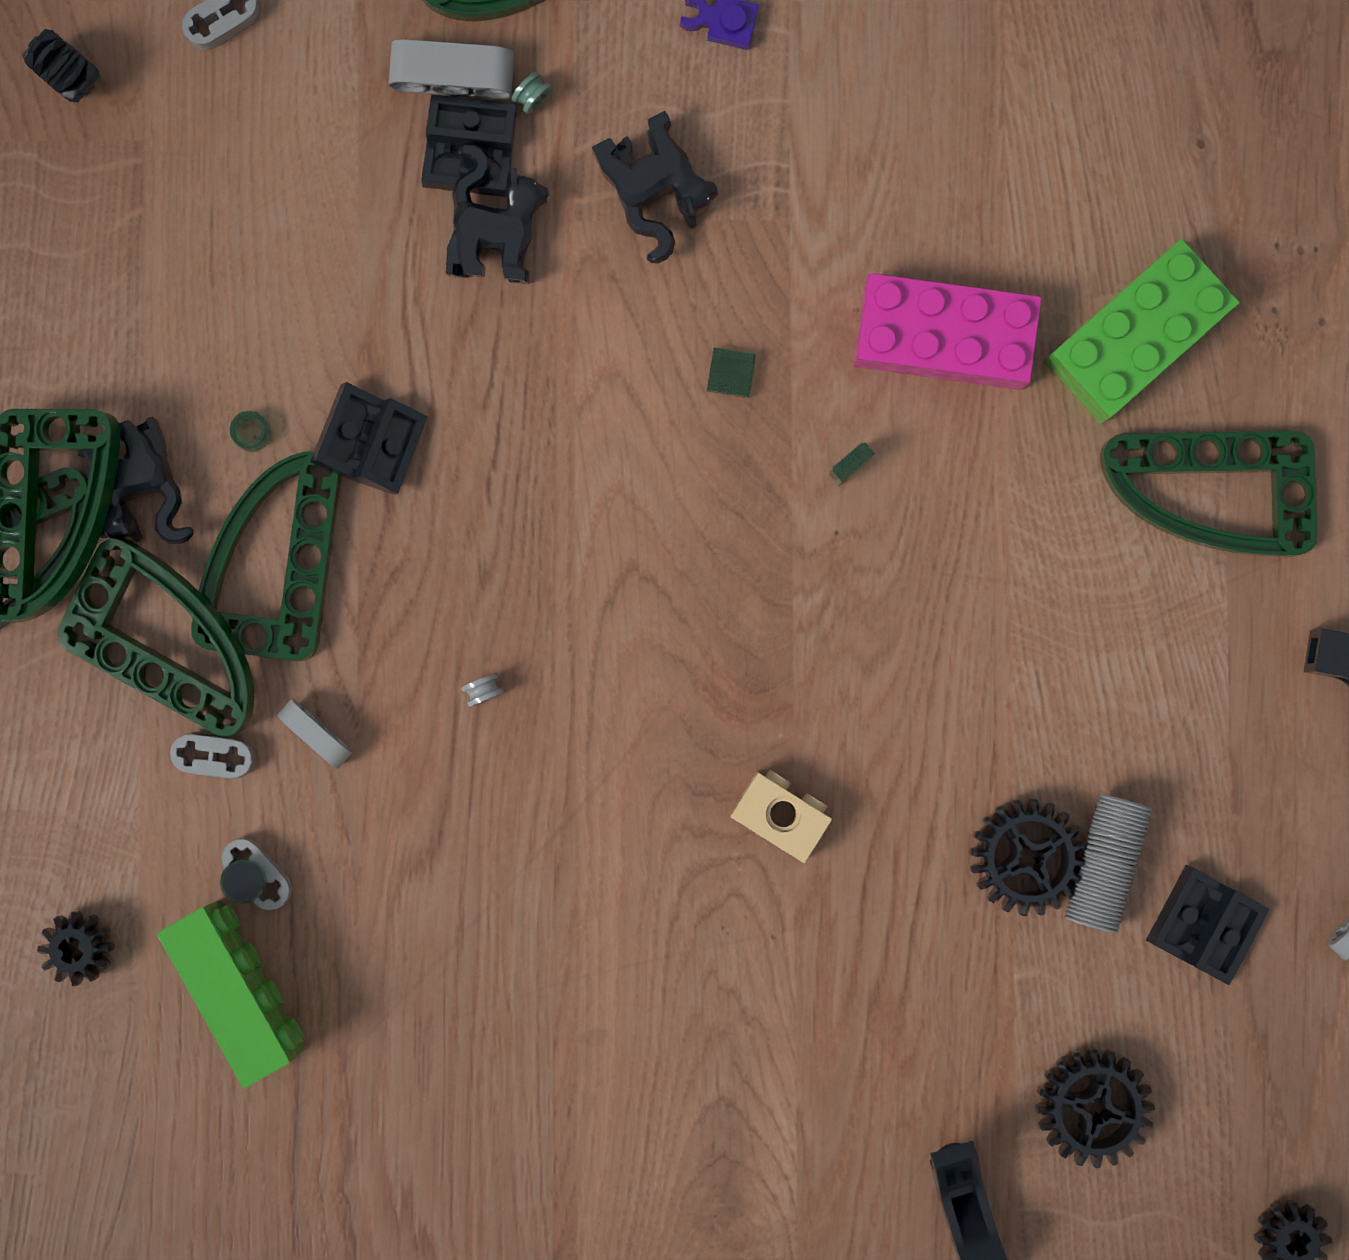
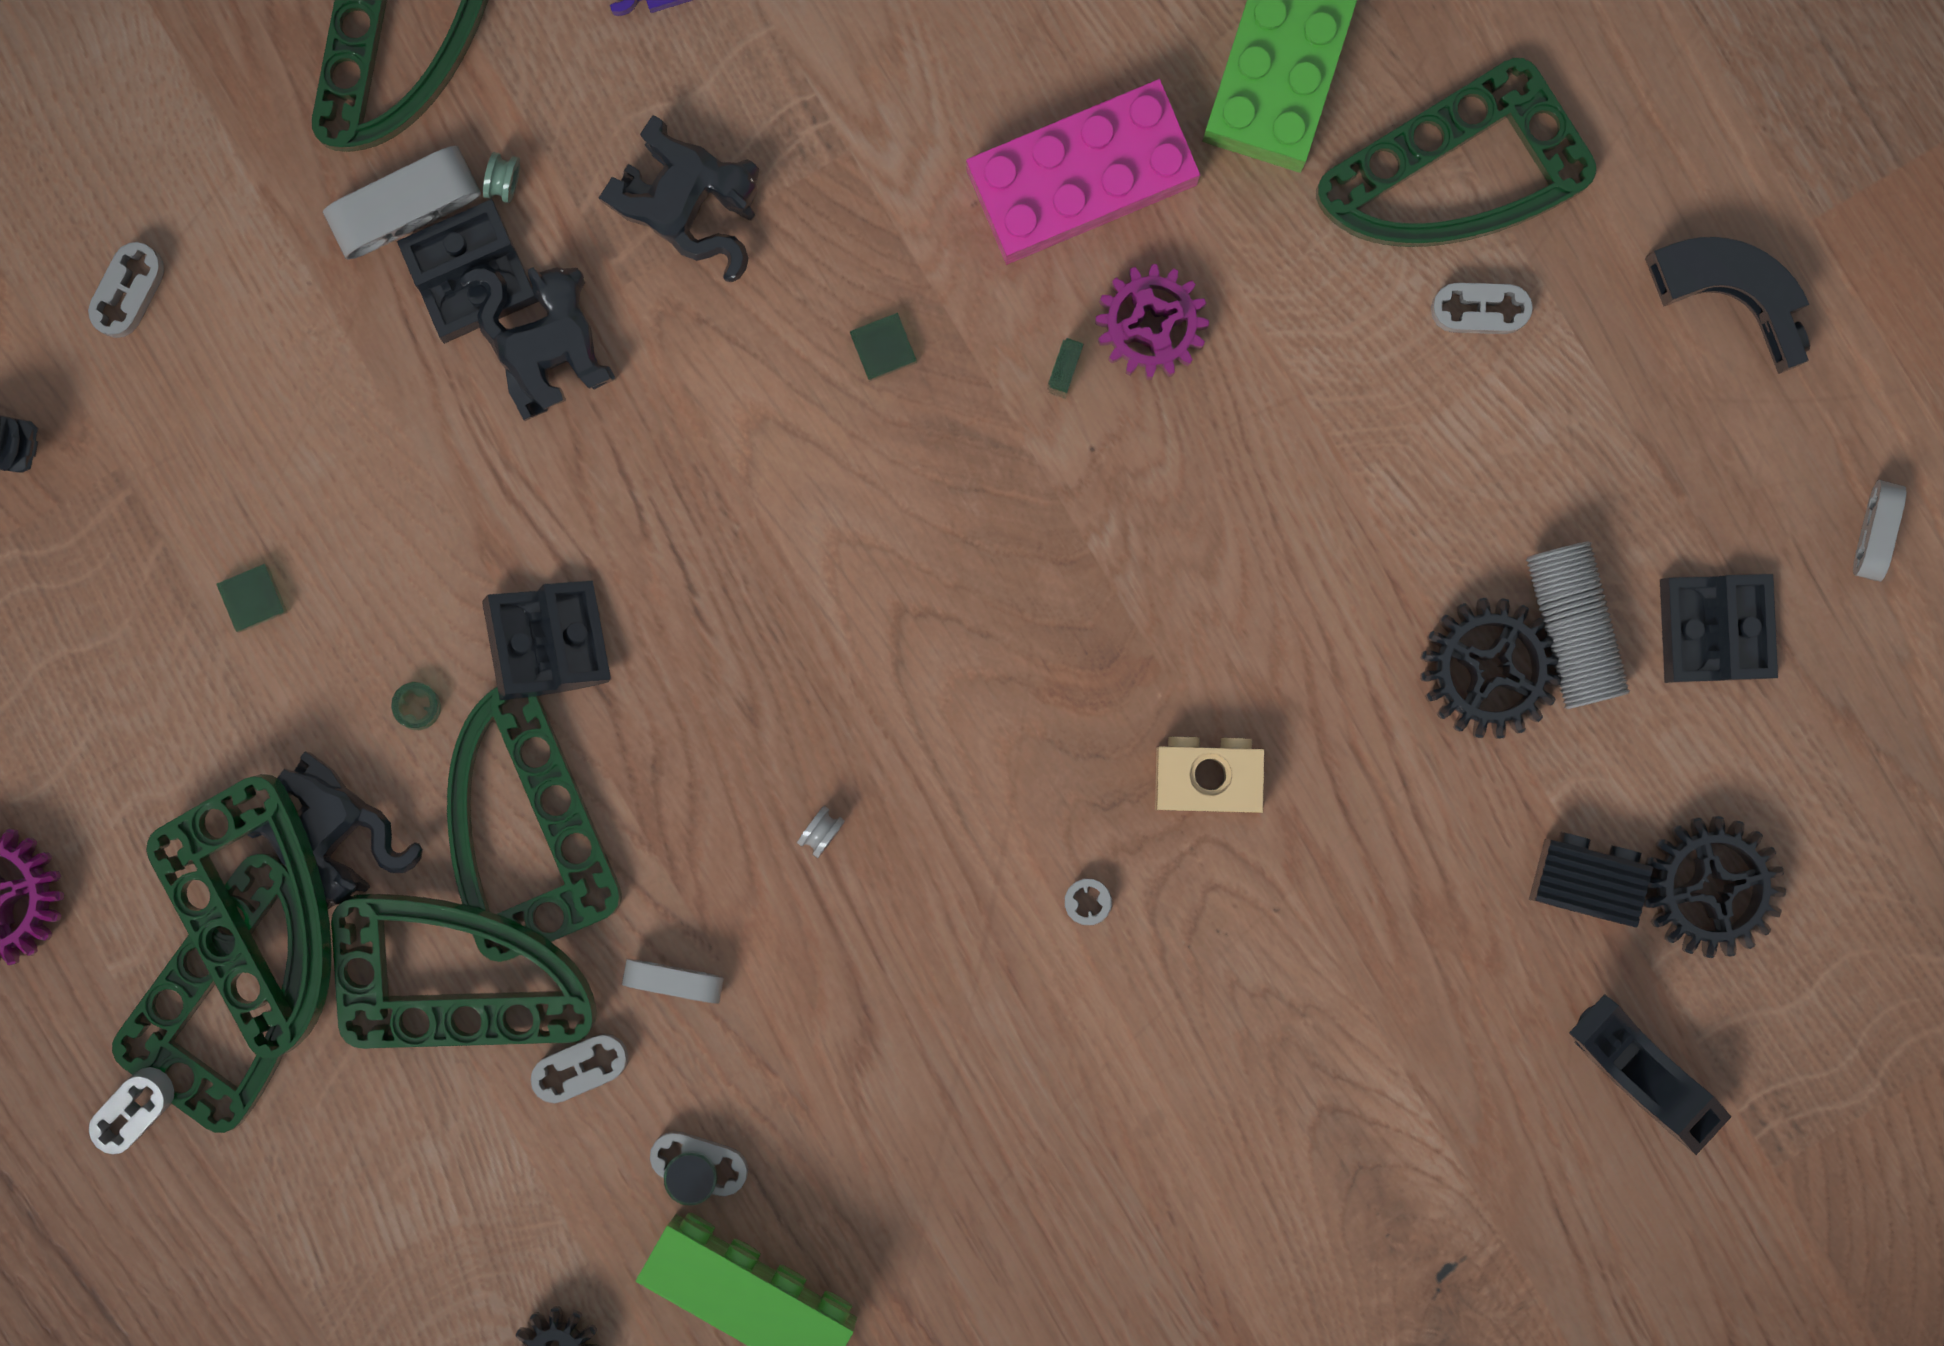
camera: 25 degrees left, 0 degrees up
(180, 286) = (251, 598): none -> clear green tile
(630, 847) = (1103, 899): none -> light grey bush
(936, 448) = (1144, 300): none -> magenta gear
(1009, 1051) = (1591, 881): none -> black brick
(1179, 588) = (1481, 295): none -> light grey beam

